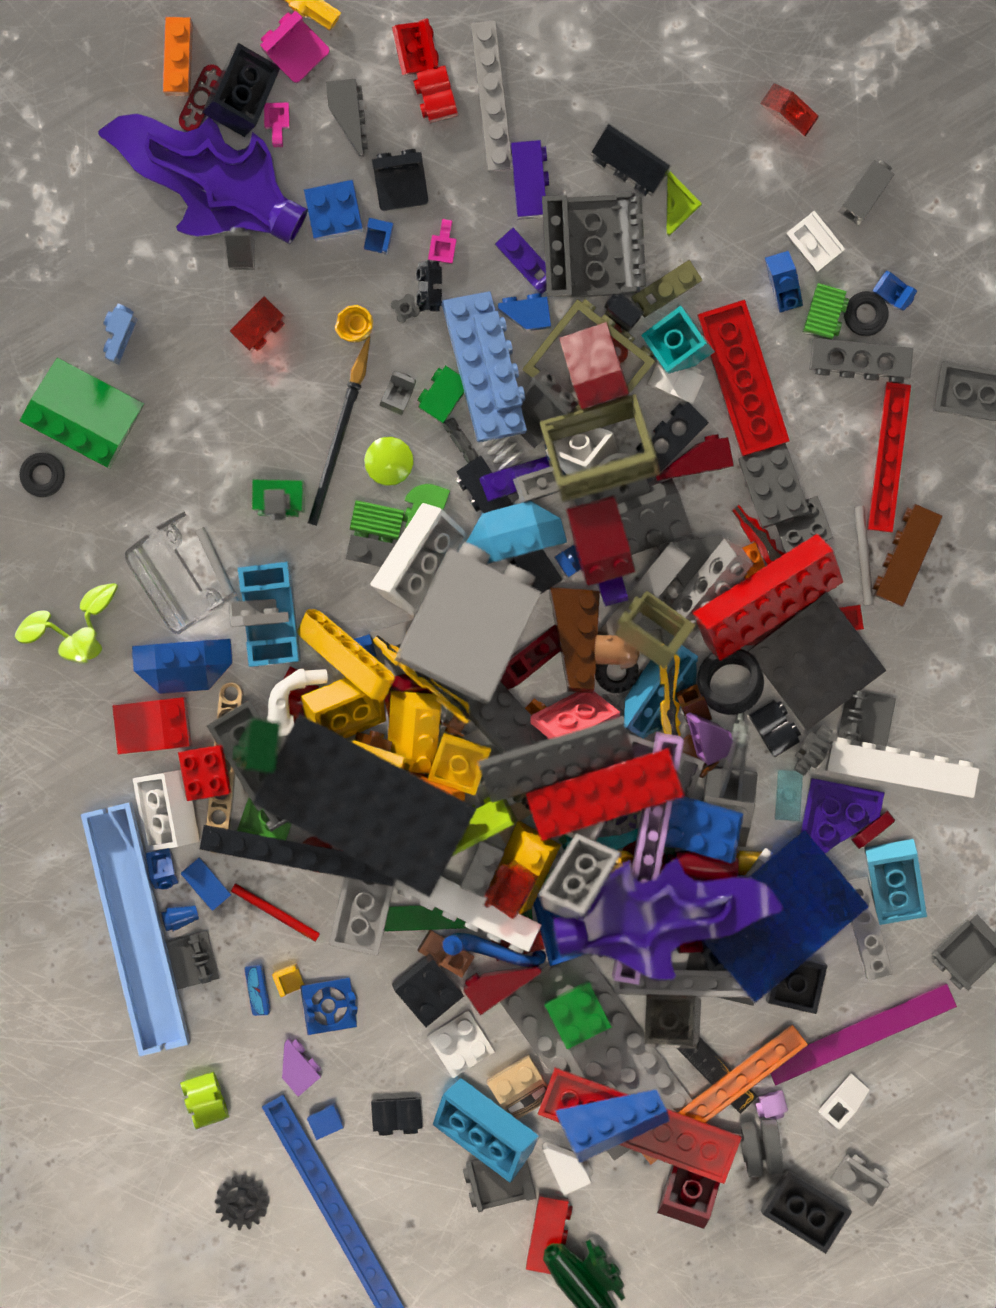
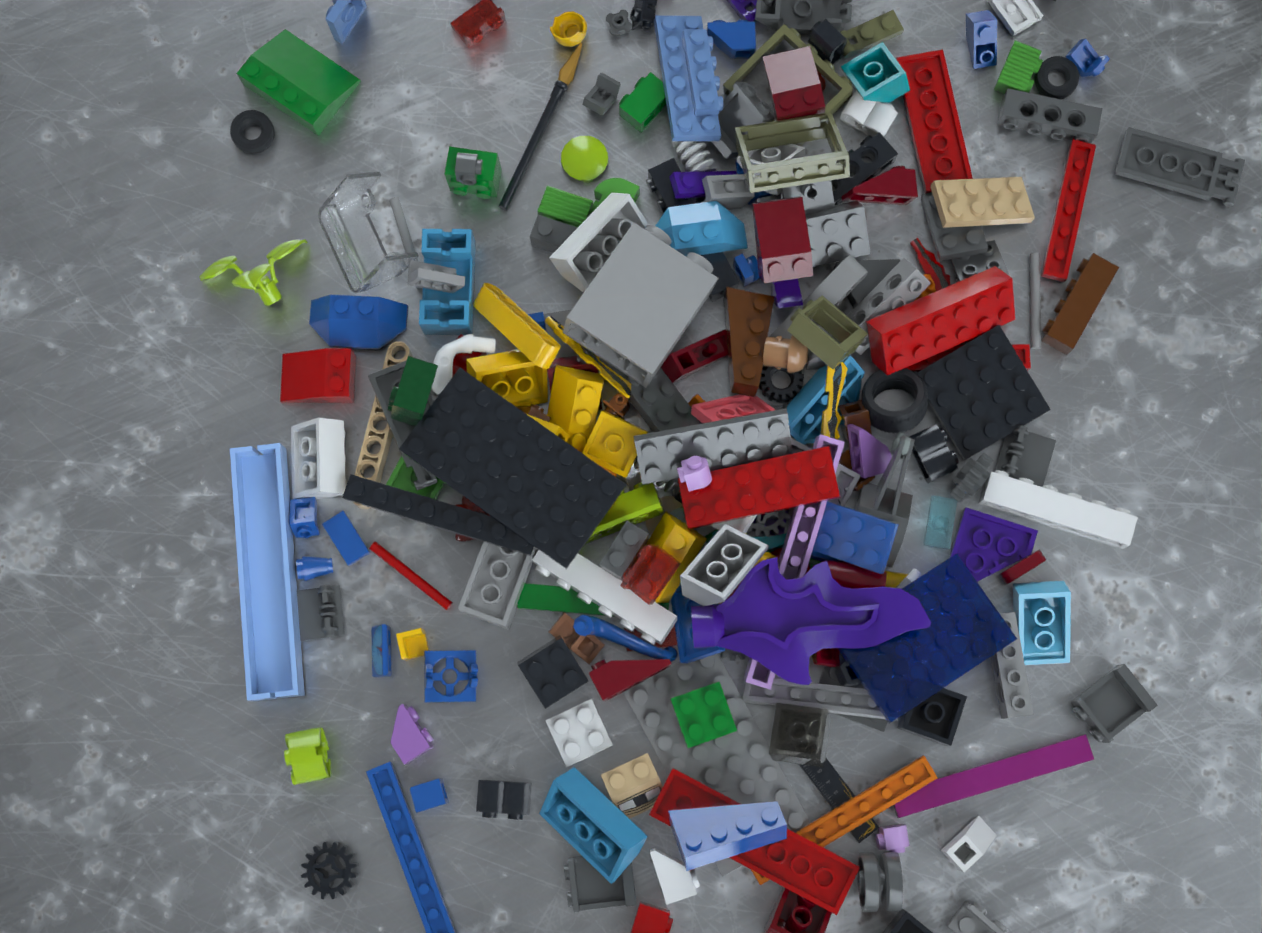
camera: 10 degrees right, 10 degrees down
(204, 772) = (359, 423): red bracket -> none
(460, 440) = (654, 144): dark grey axle -> none
(541, 790) = (695, 473): none -> lavender plate
(799, 462) = (982, 202): none -> tan plate

